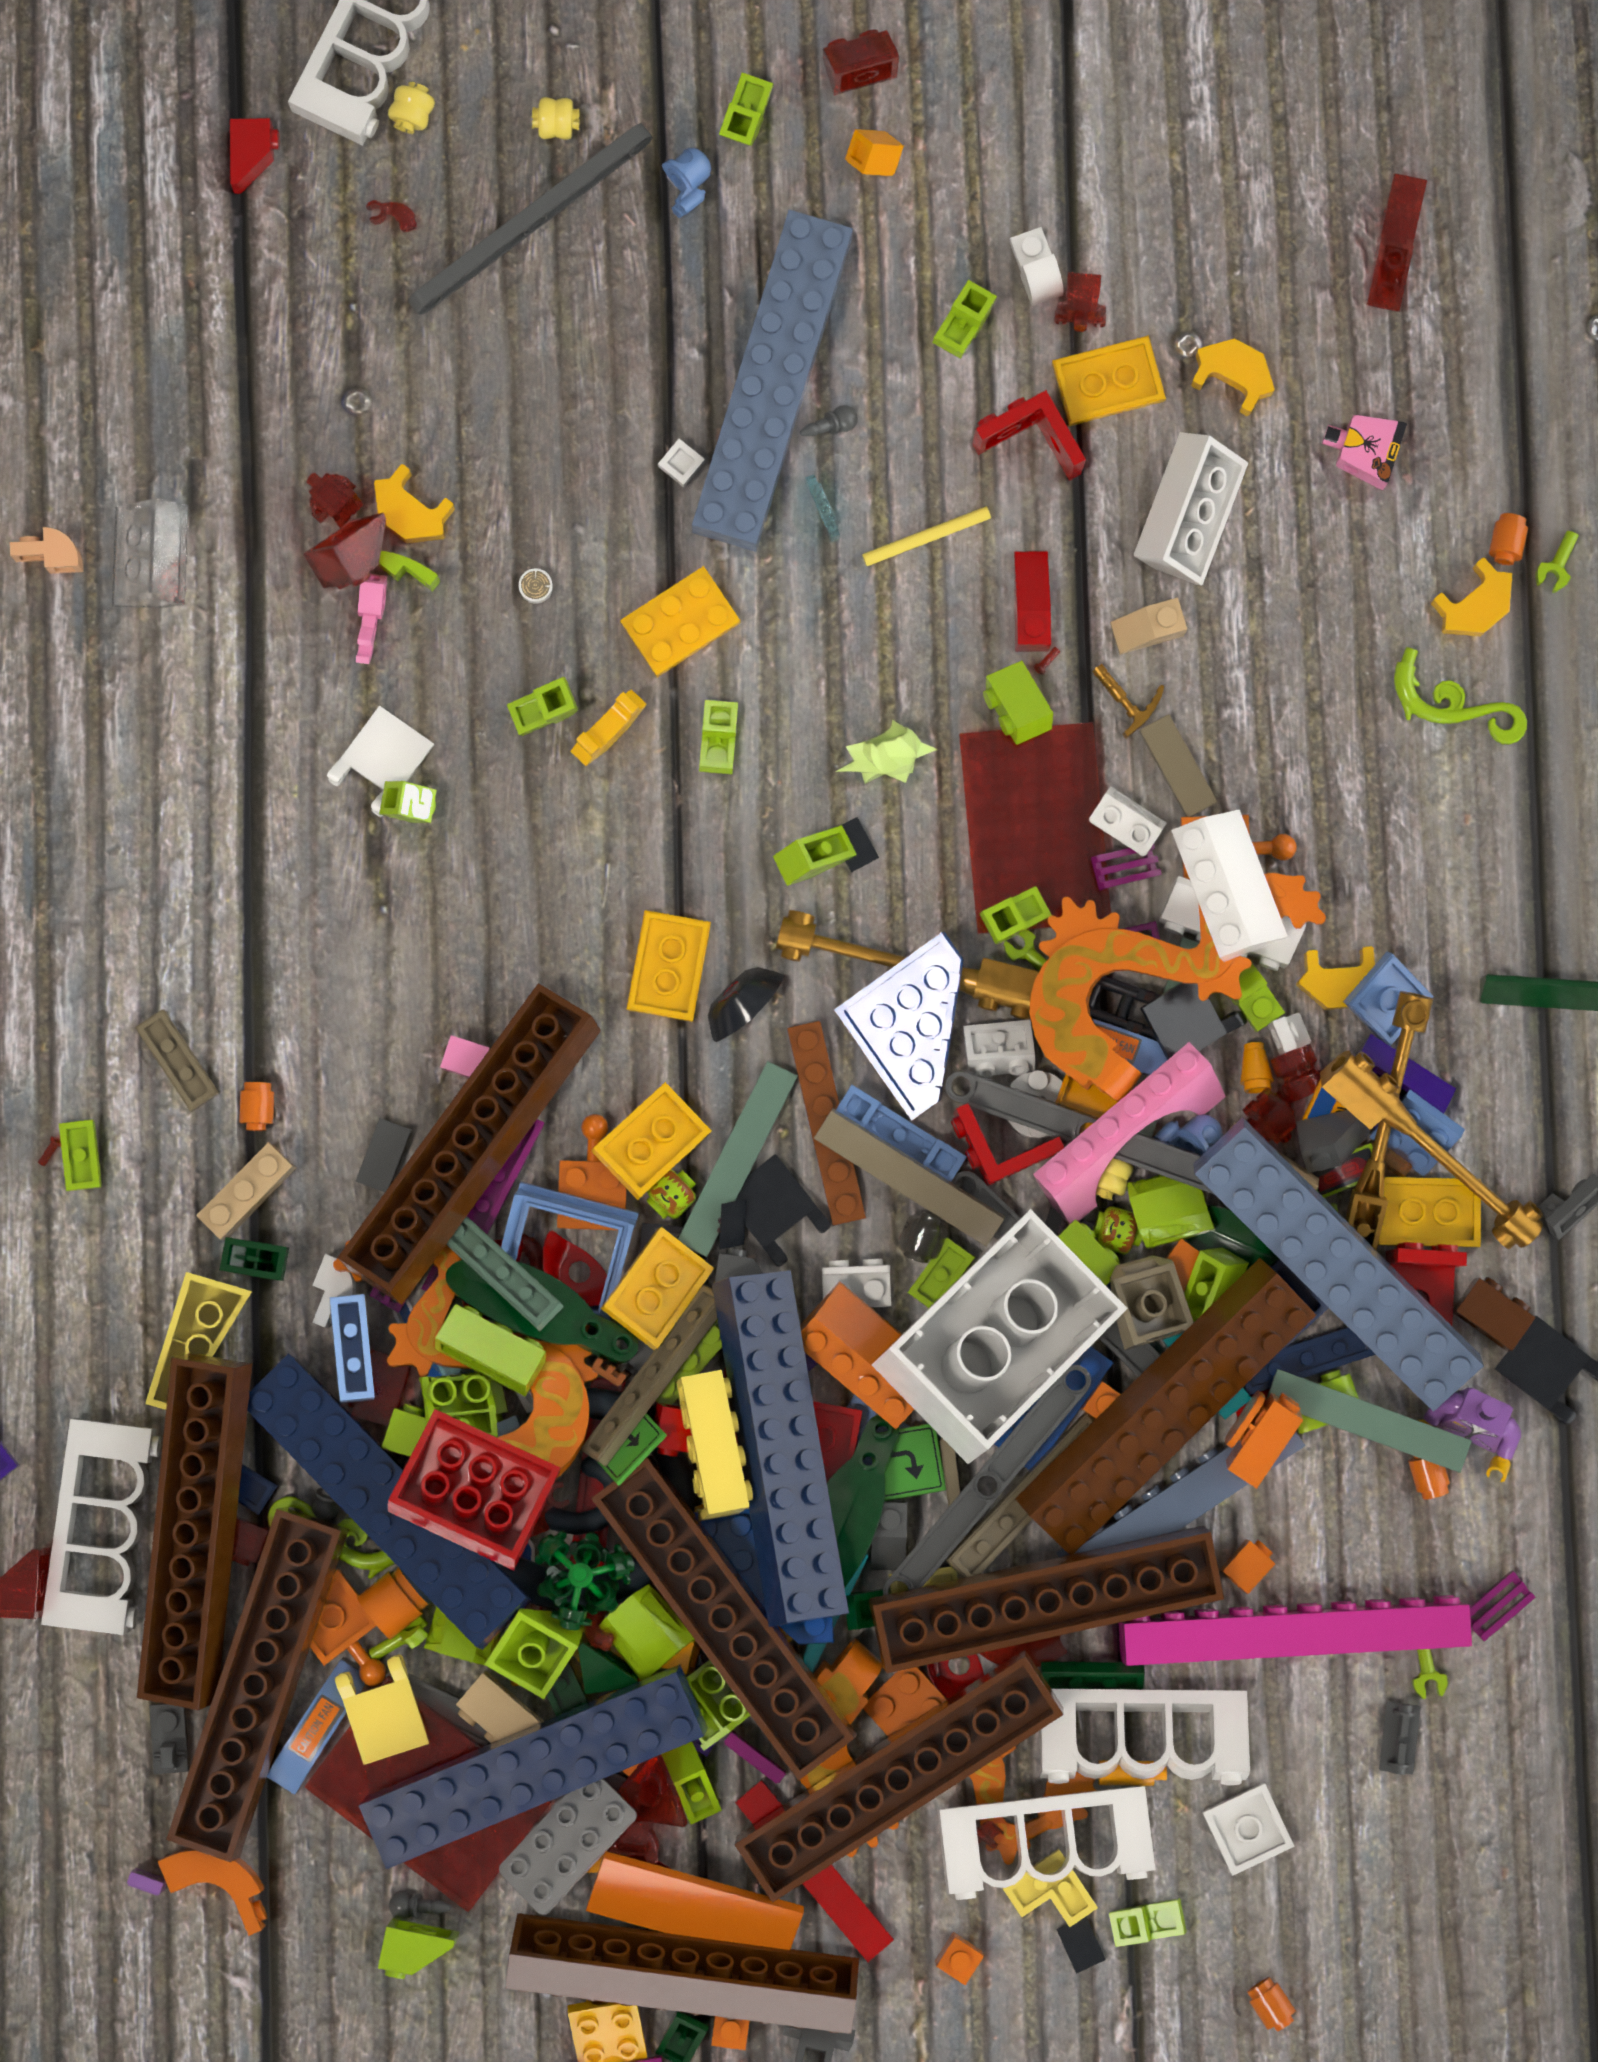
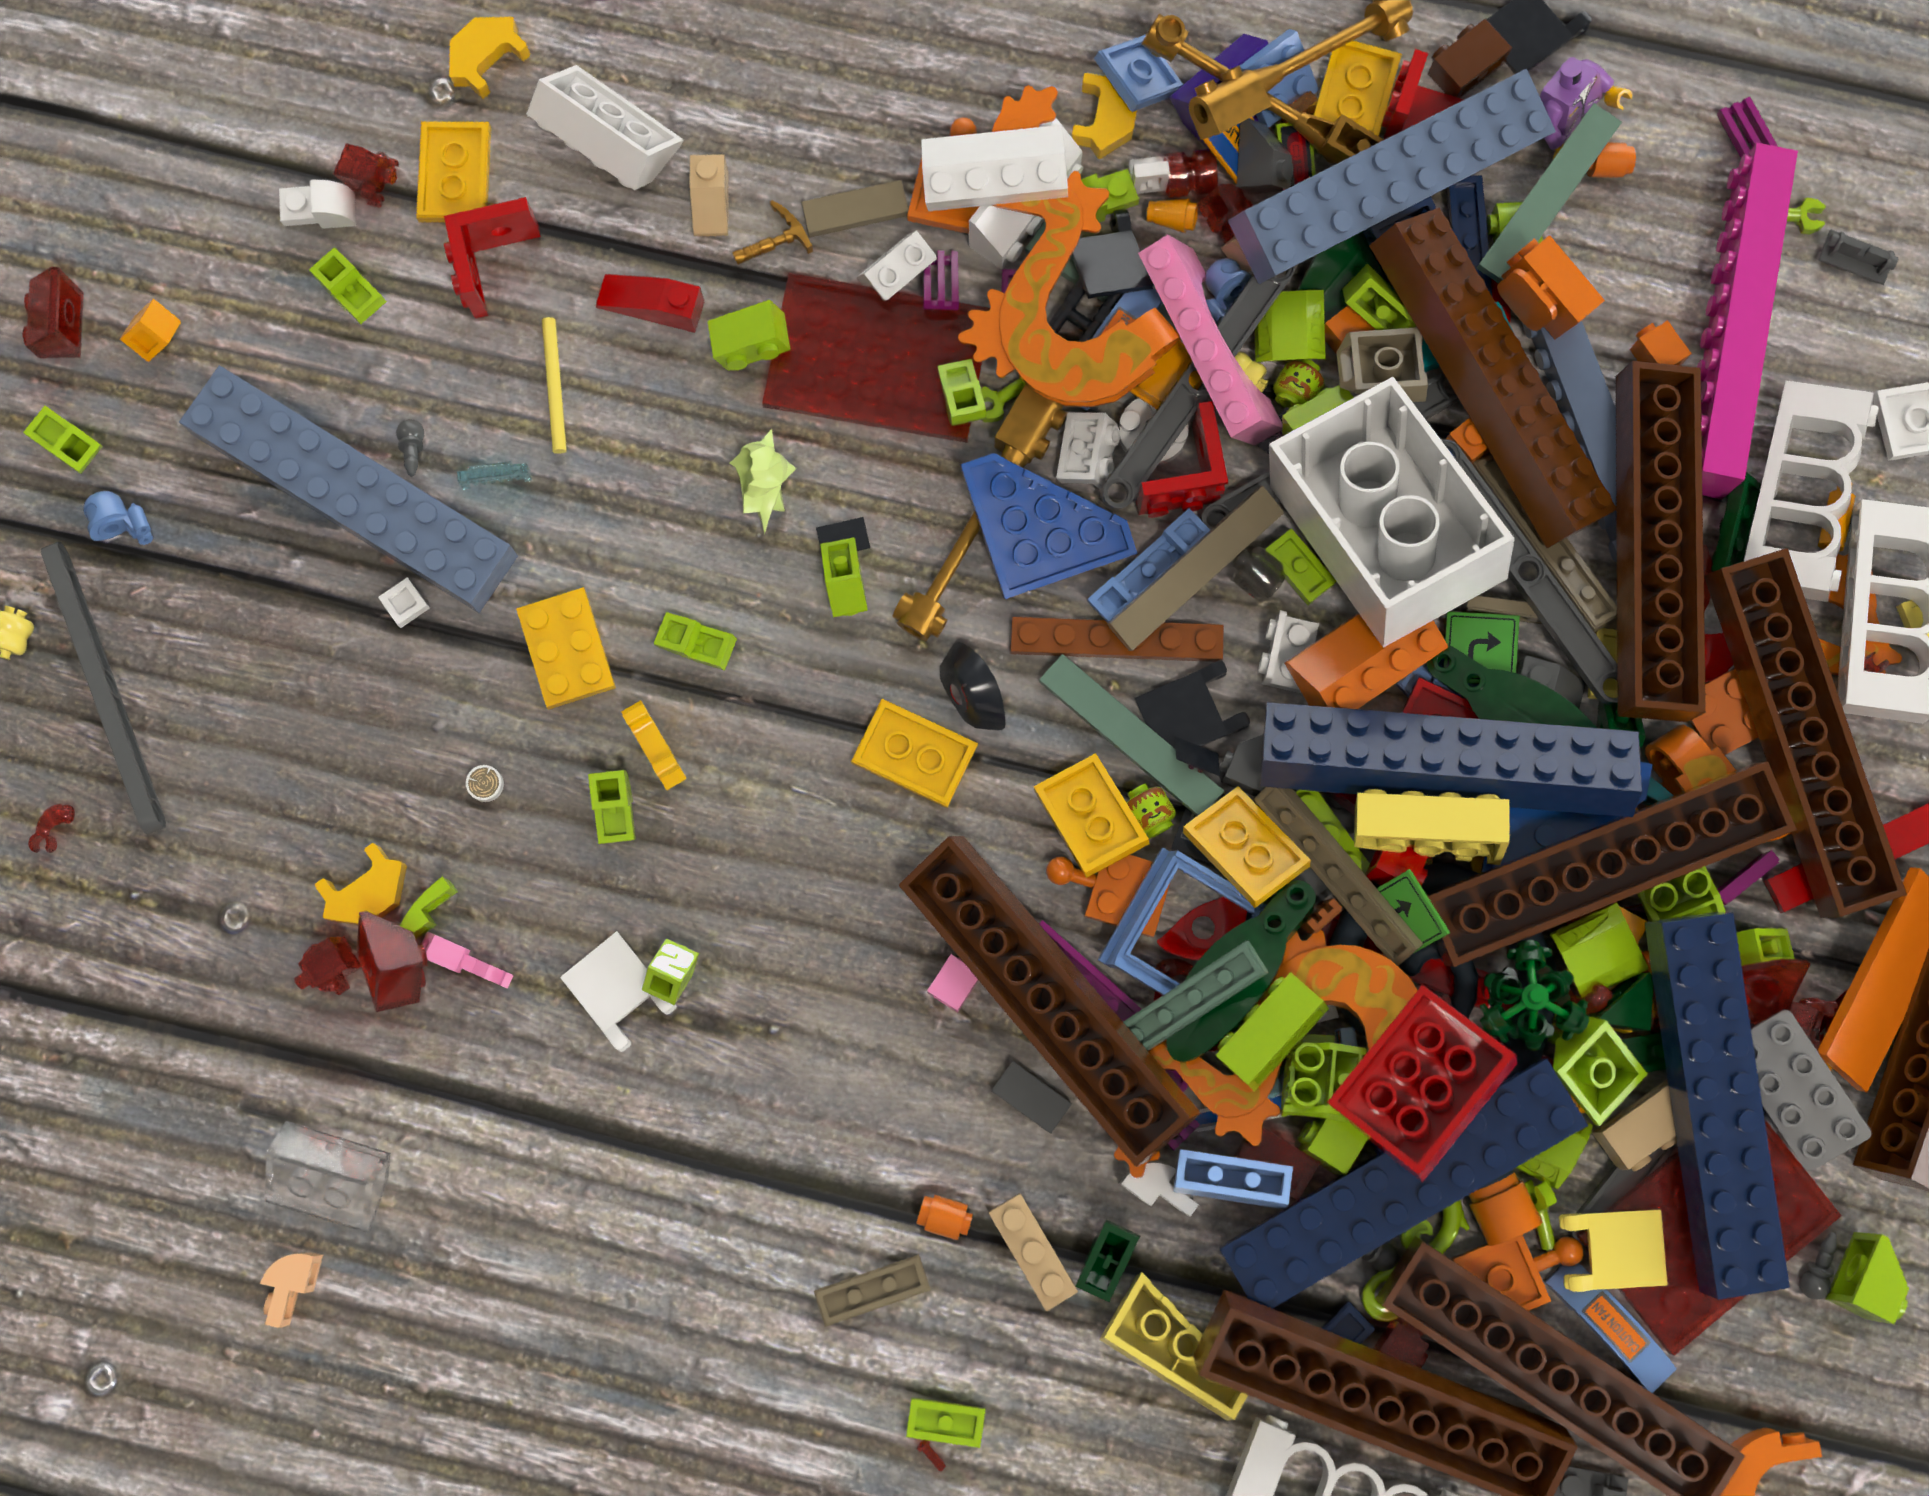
camera: 70 degrees left, 5 degrees down
(1040, 668) = (718, 310): clear red piece -> none

